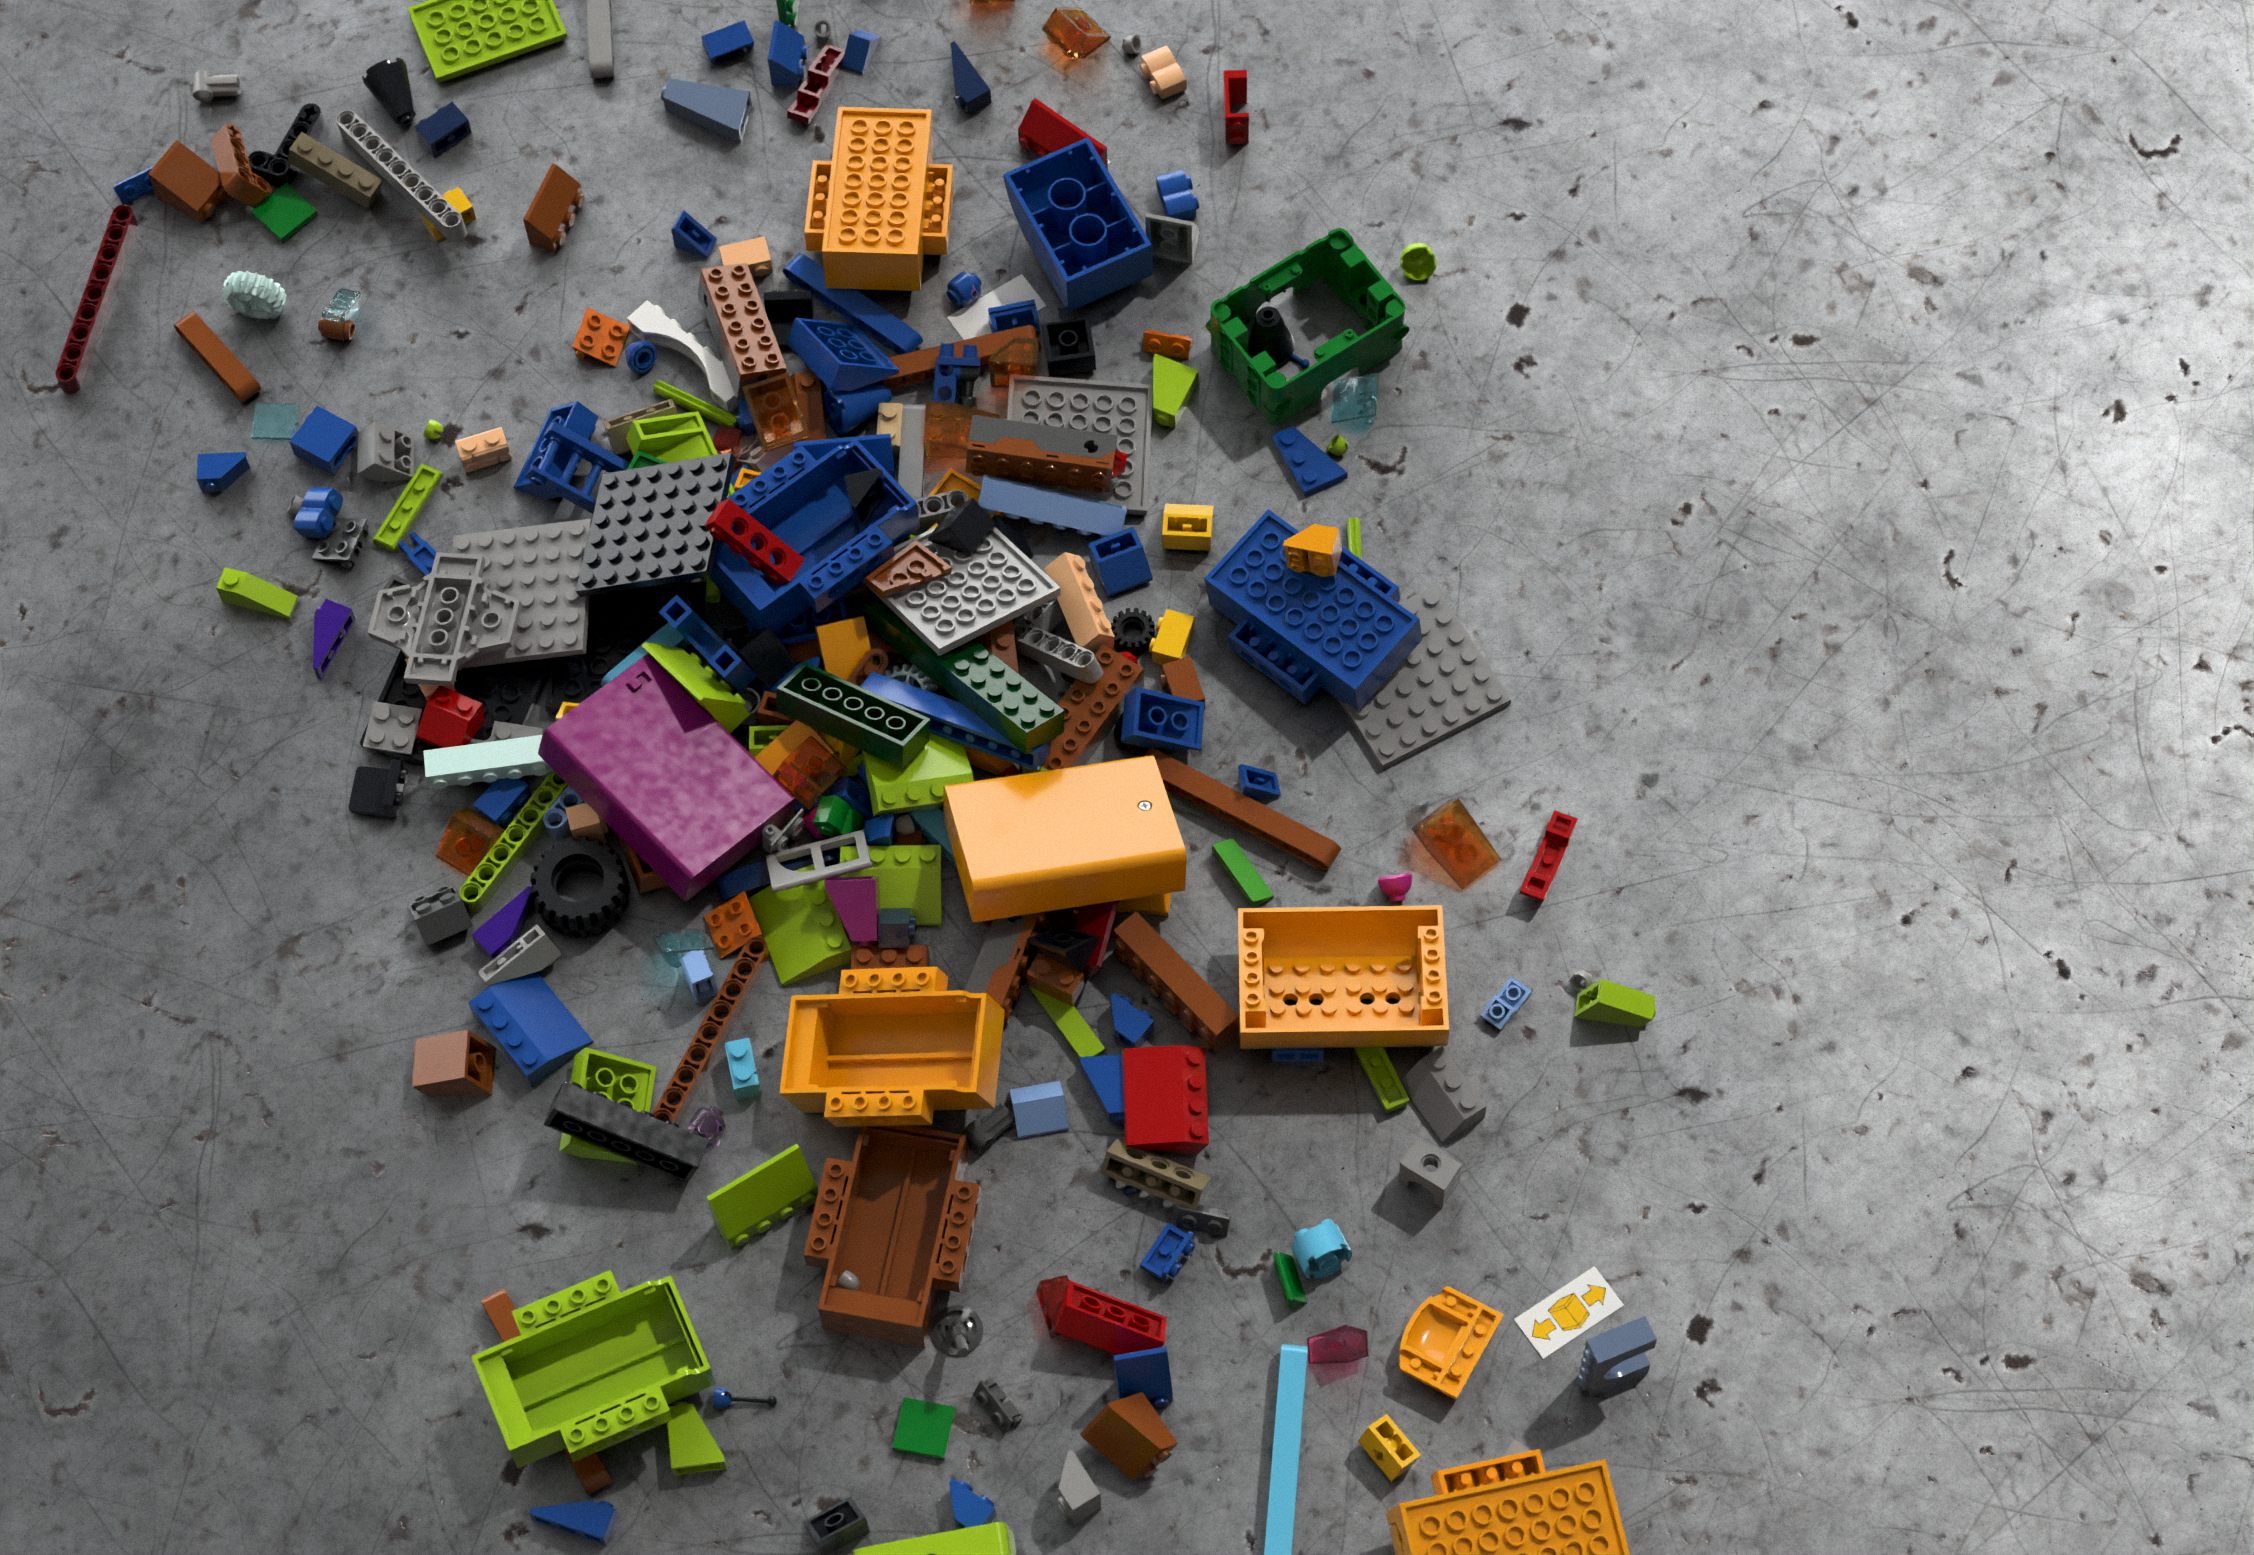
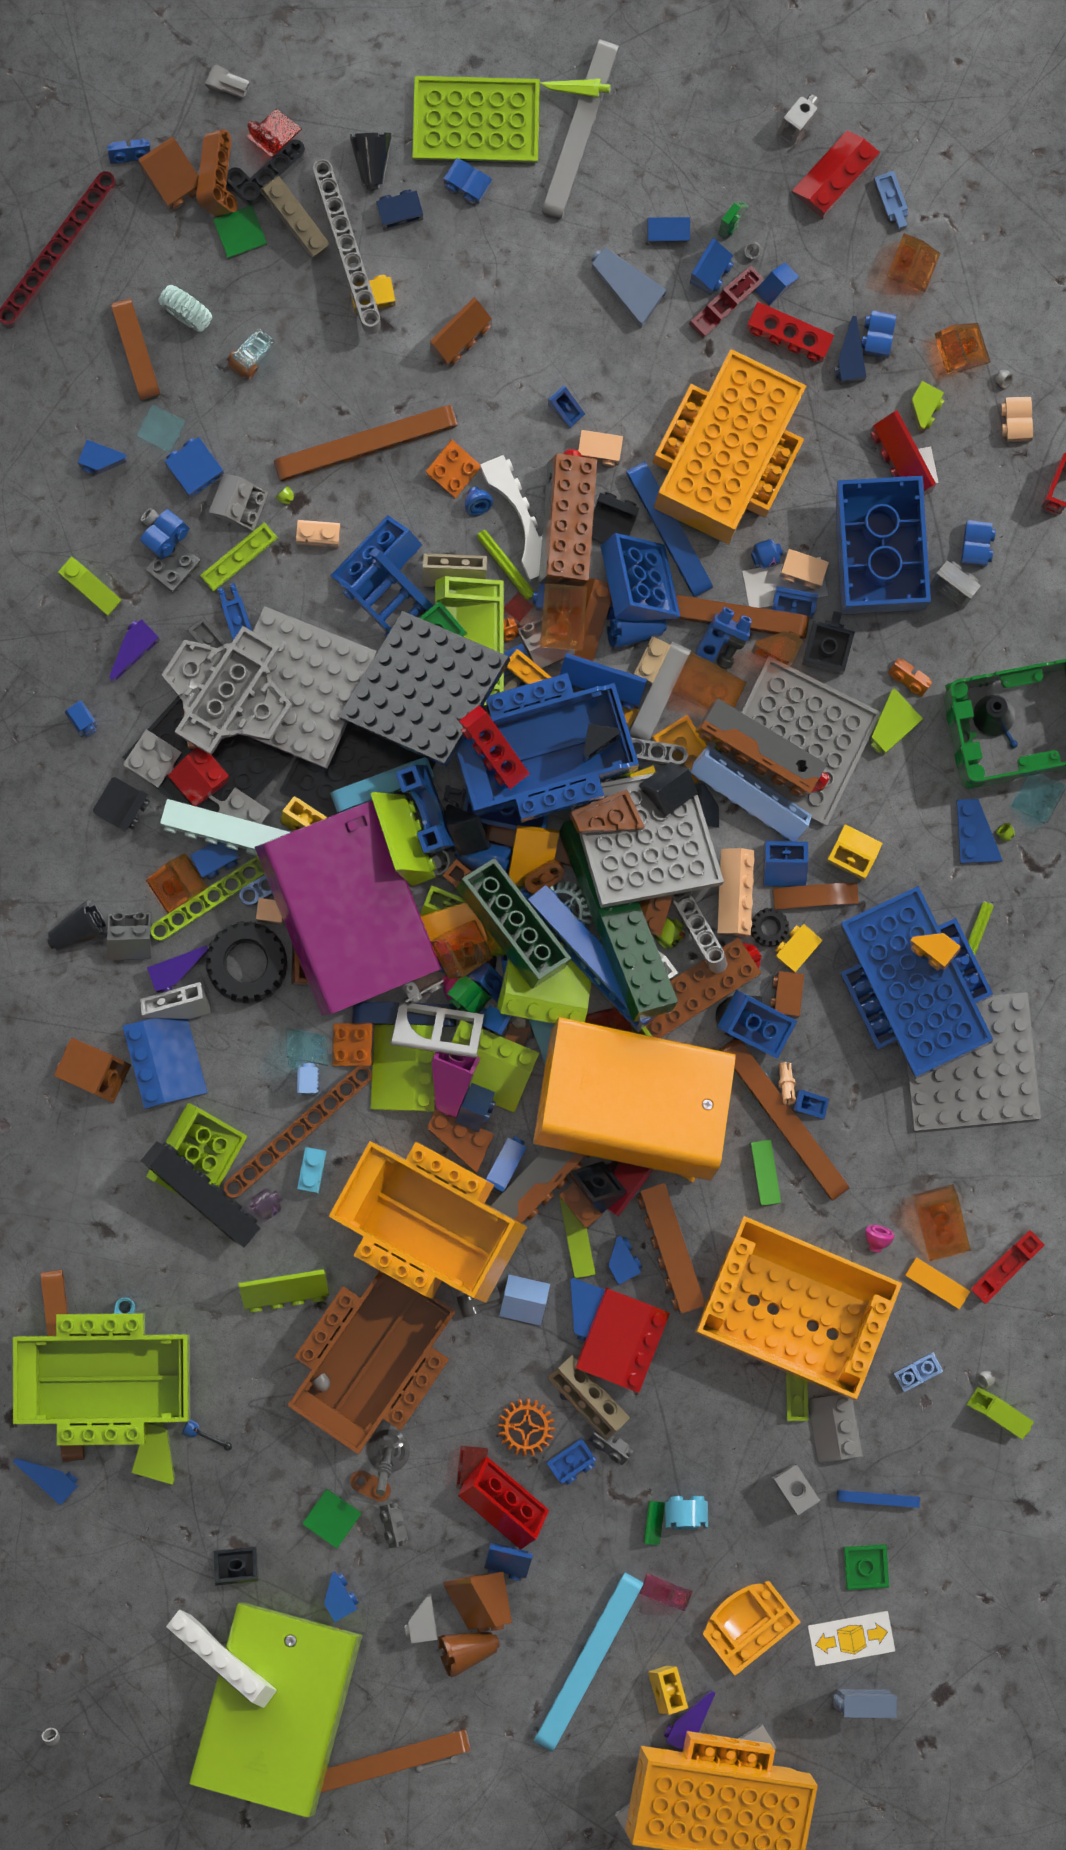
camera: 10 degrees right, 20 degrees up
(281, 110) = (272, 132): none -> clear red hinge
(299, 719) = (81, 719): none -> blue brick
(378, 929) = (78, 928): none -> black cone
(497, 349) = (365, 443): none -> dark orange beam
(502, 78) = (468, 181): none -> blue brick
(884, 77) = (783, 321): none -> red brick
(952, 1375) = (369, 1487): none -> dark orange plate
(956, 965) = (506, 1163): none -> slope
(986, 52) = (879, 334): none -> blue brick
(1008, 286) = (803, 569): none -> light nougat brick
(1032, 672) = (671, 934): none -> lime head
(1062, 93) = (924, 403): none -> lime slope
(1091, 1241) = (511, 1426): none -> orange gear
(1138, 1503) = (466, 1650): none -> dark orange cone
(1166, 582) = (815, 895): none -> dark orange slope
(1223, 771) = (787, 1083): none -> light nougat pin
(1433, 1461) = (690, 1721): none -> dark purple slope
(1482, 906) = (937, 1283): none -> light orange tile
(1526, 1149) = (878, 1498): none -> blue beam
(1547, 1228) = (866, 1567): none -> green tile

